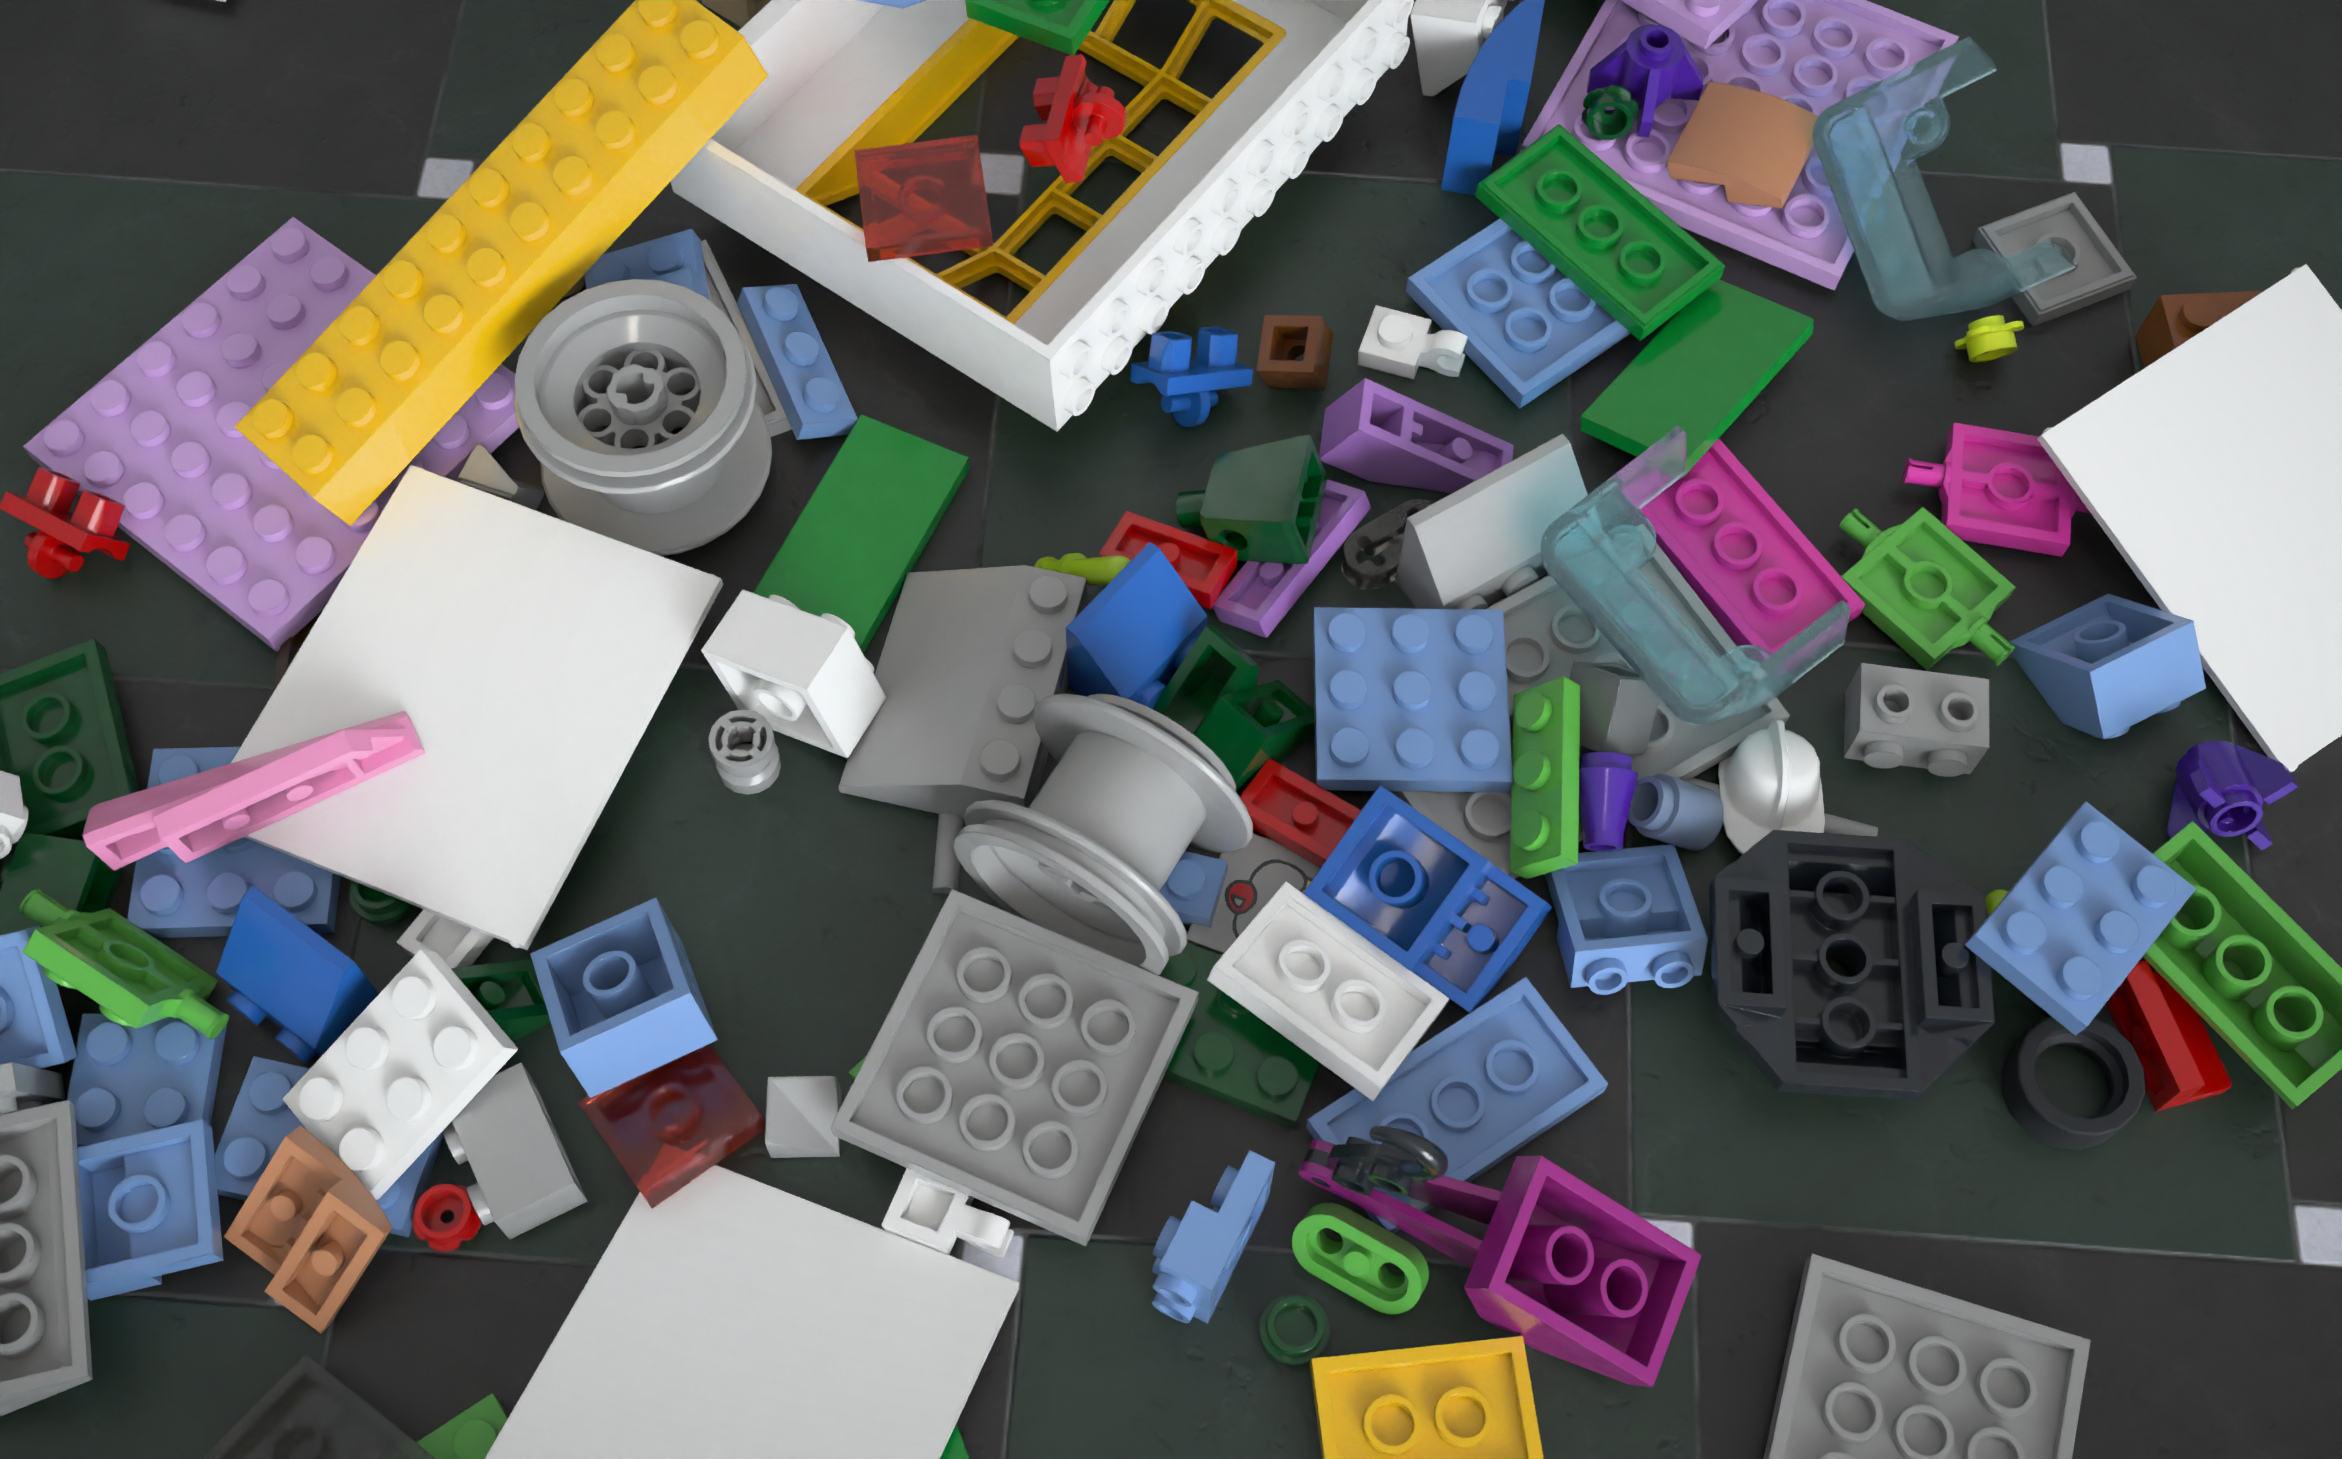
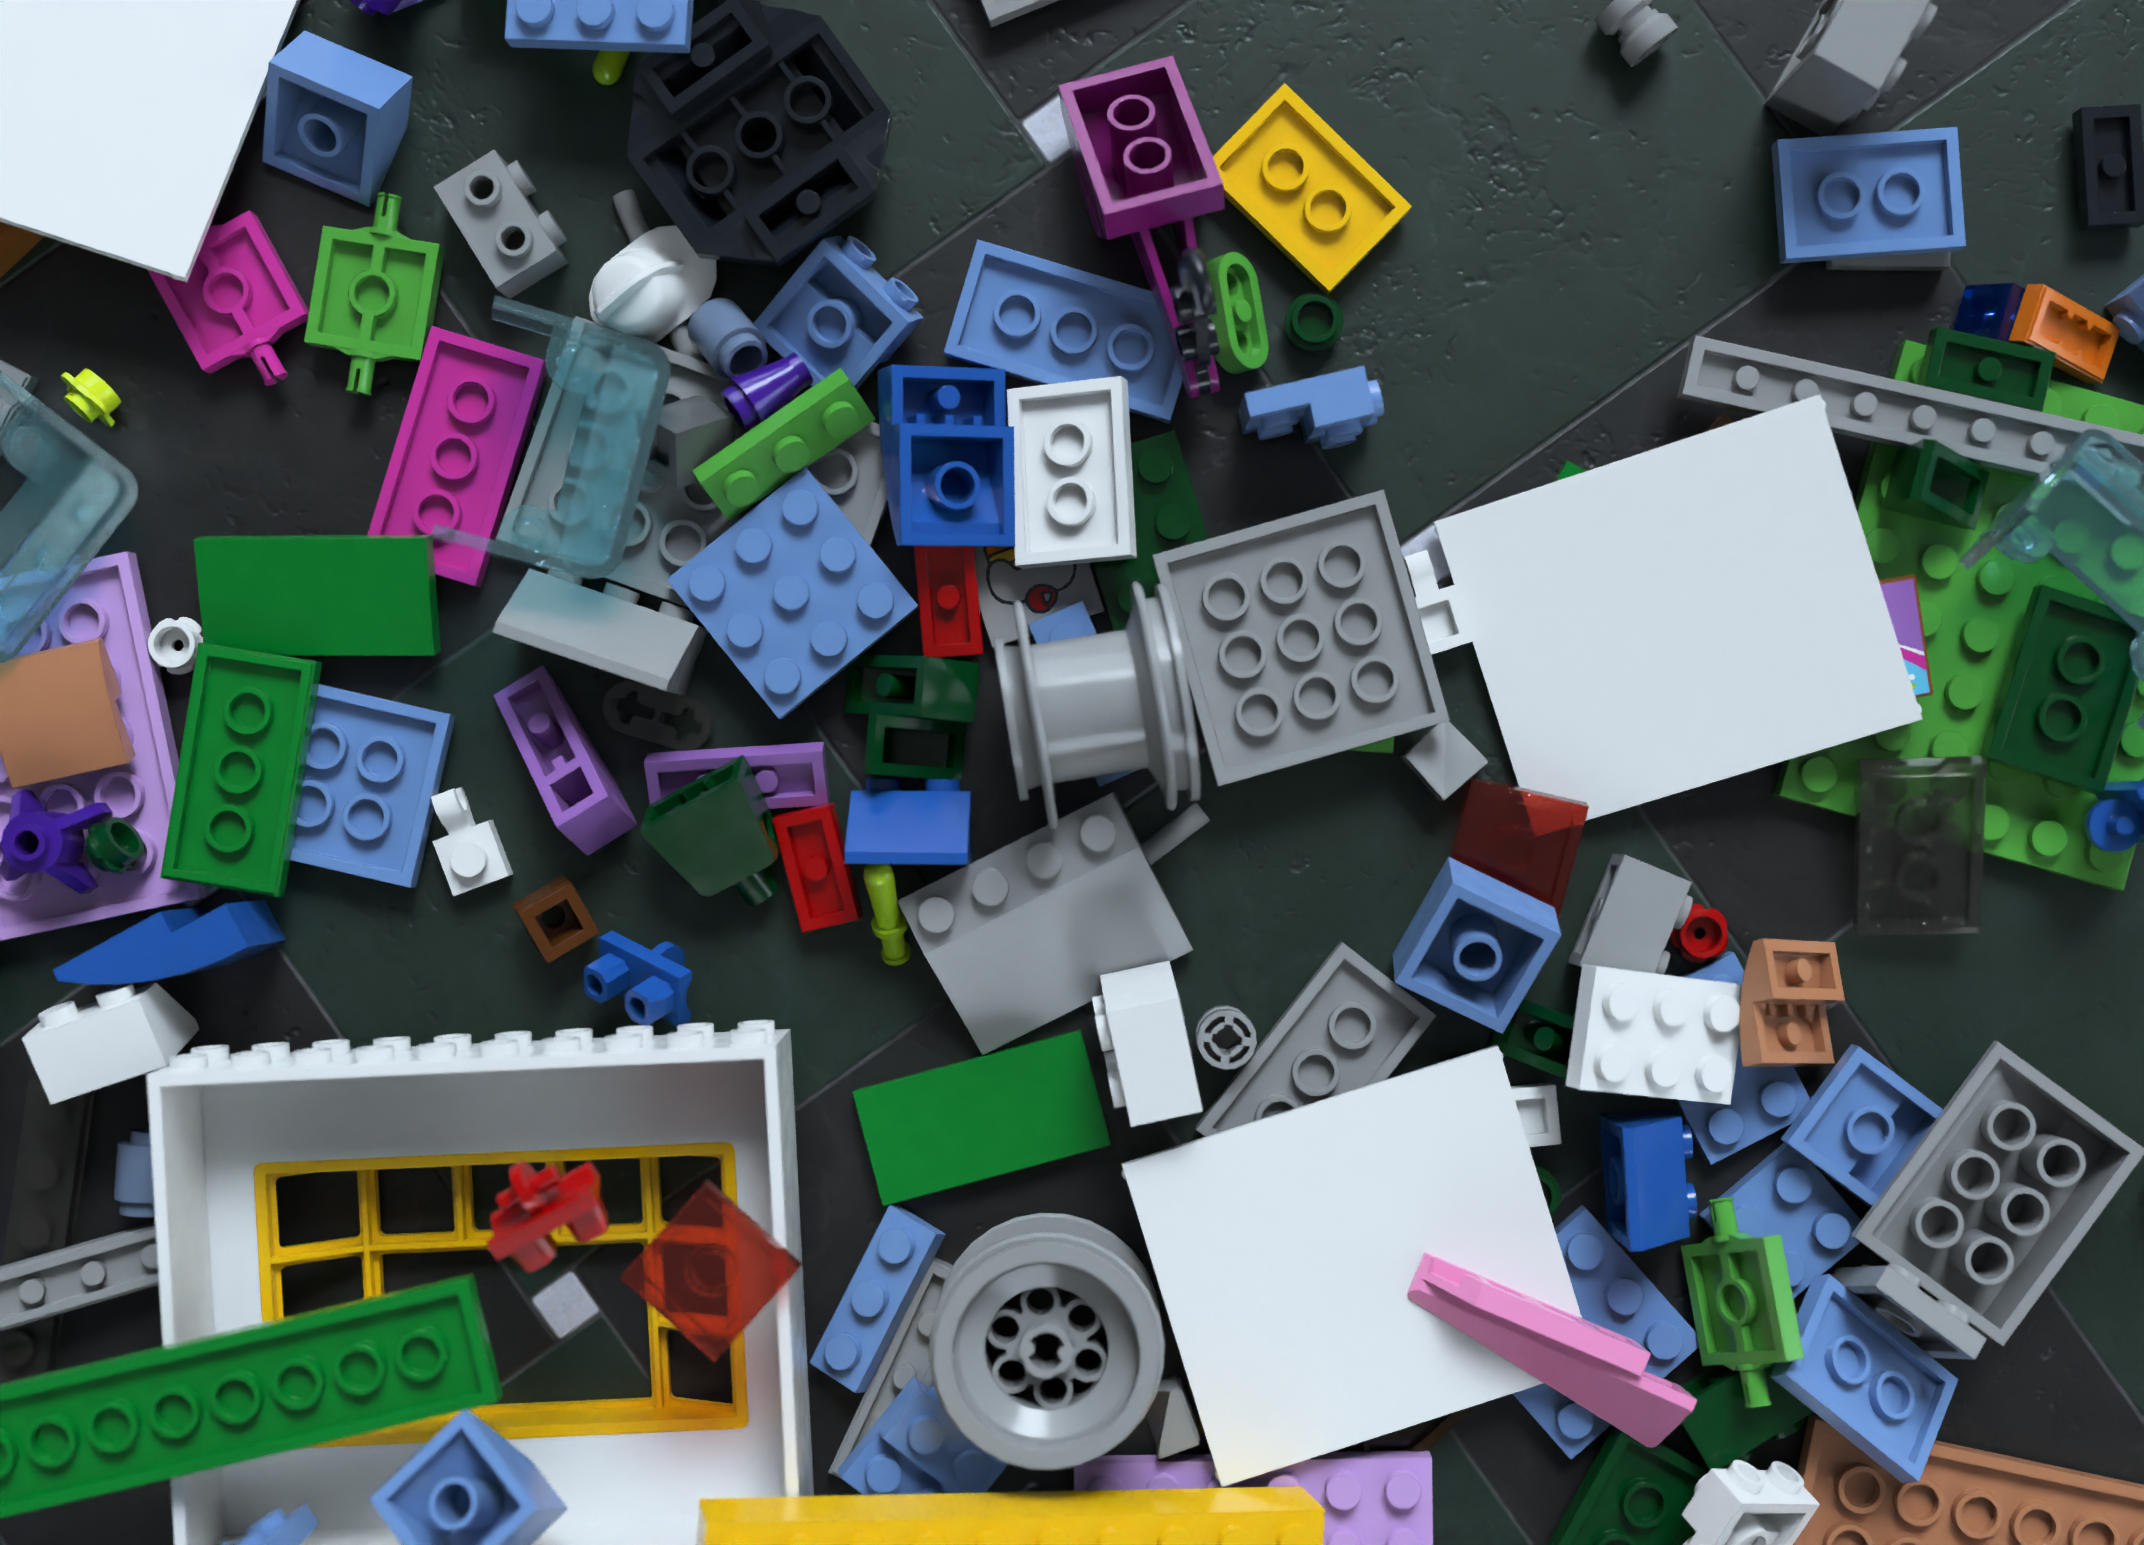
camera: 130 degrees left, 25 degrees up
(664, 820) = (1333, 1038): none -> light grey plate
(1745, 257) = (162, 644): none -> white plate

